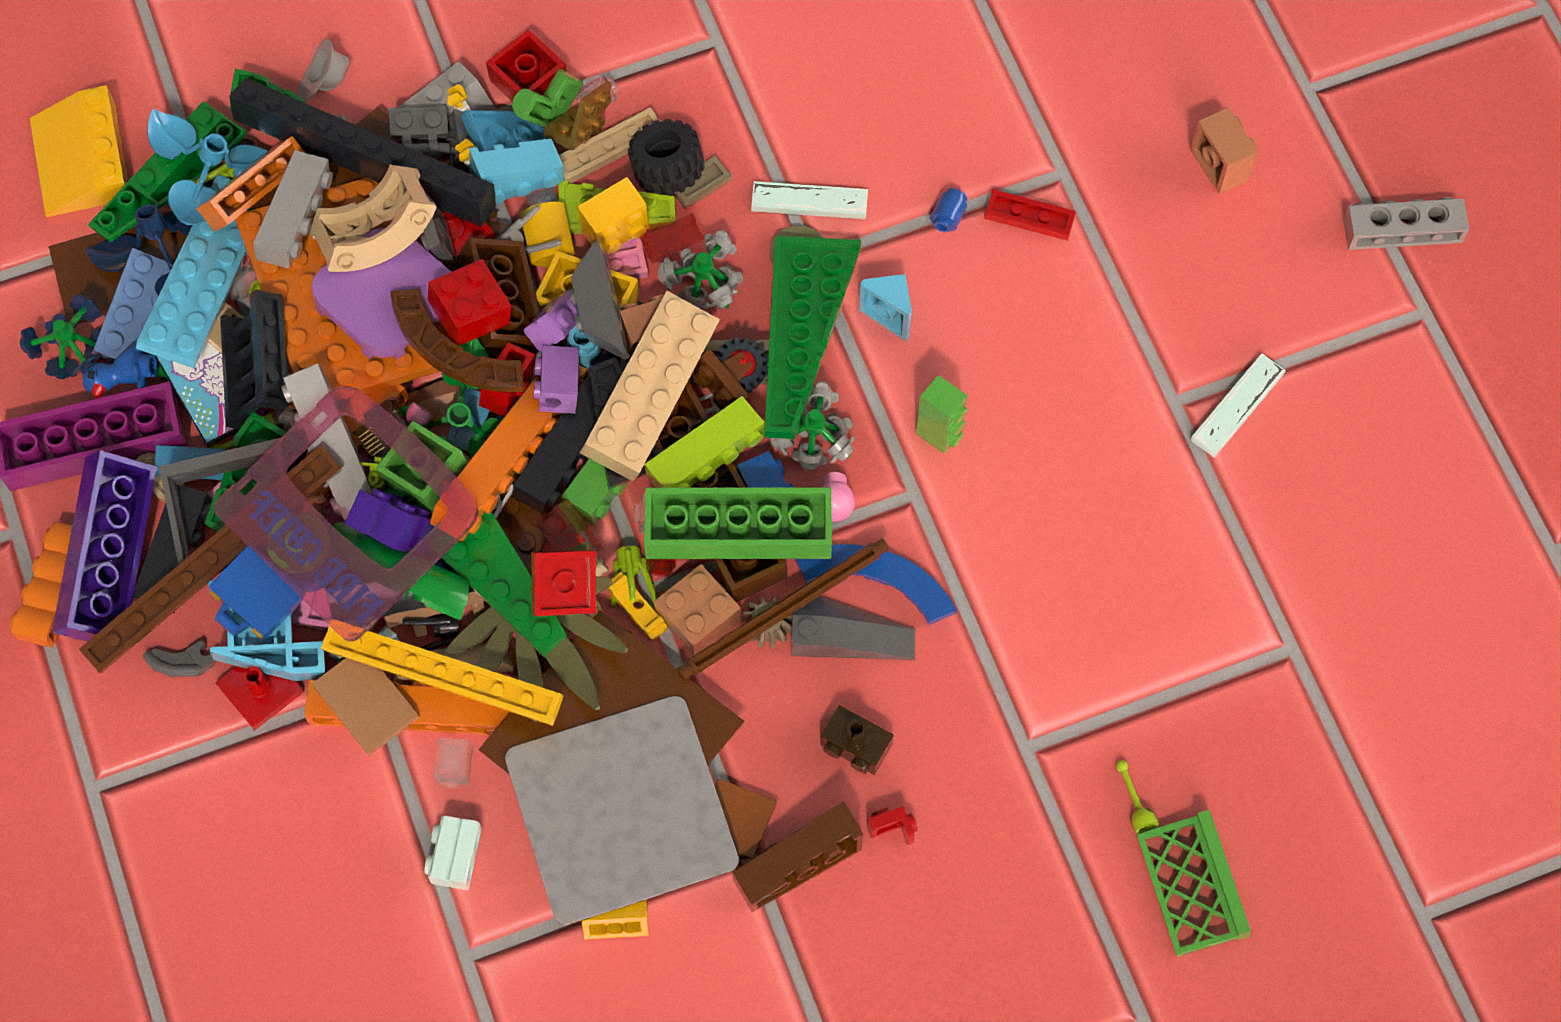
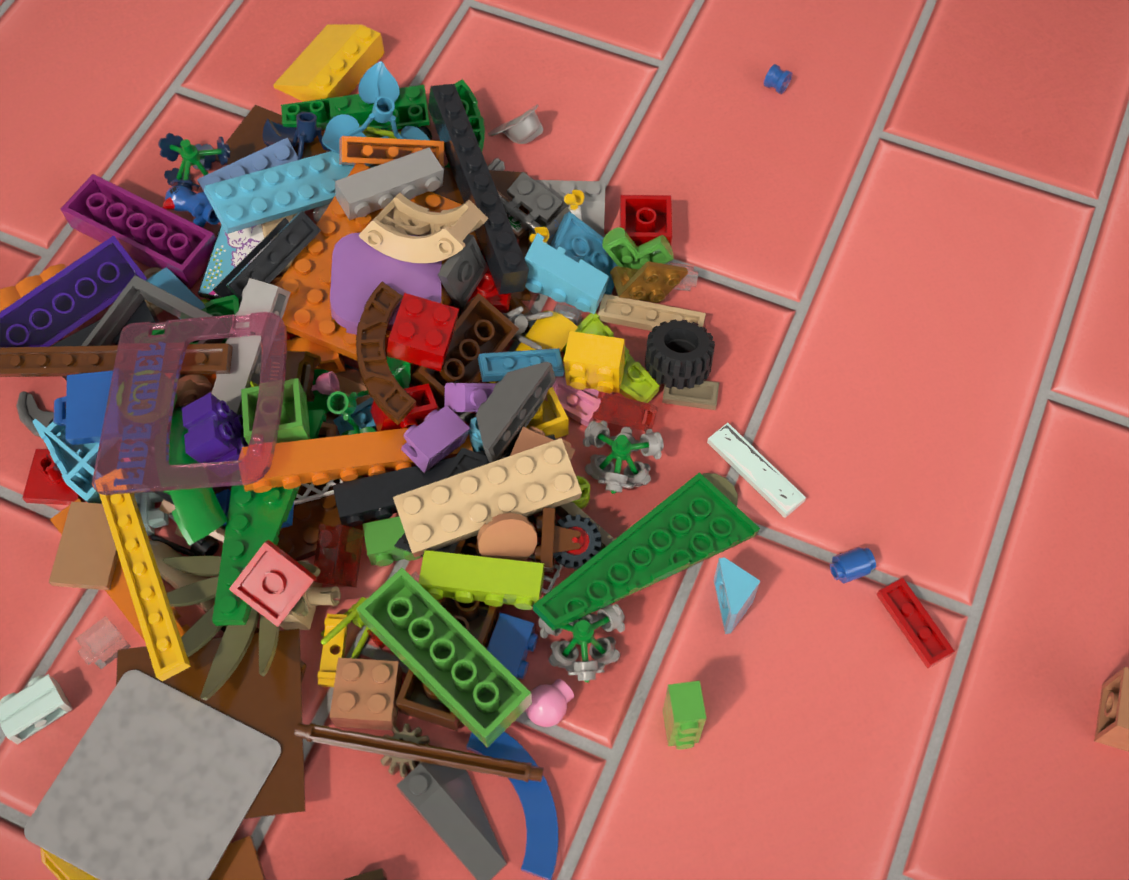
camera: 45 degrees right, 5 degrees down
(556, 269) = (496, 365): none -> dark azure tile
(697, 401) = (507, 537): none -> nougat tile

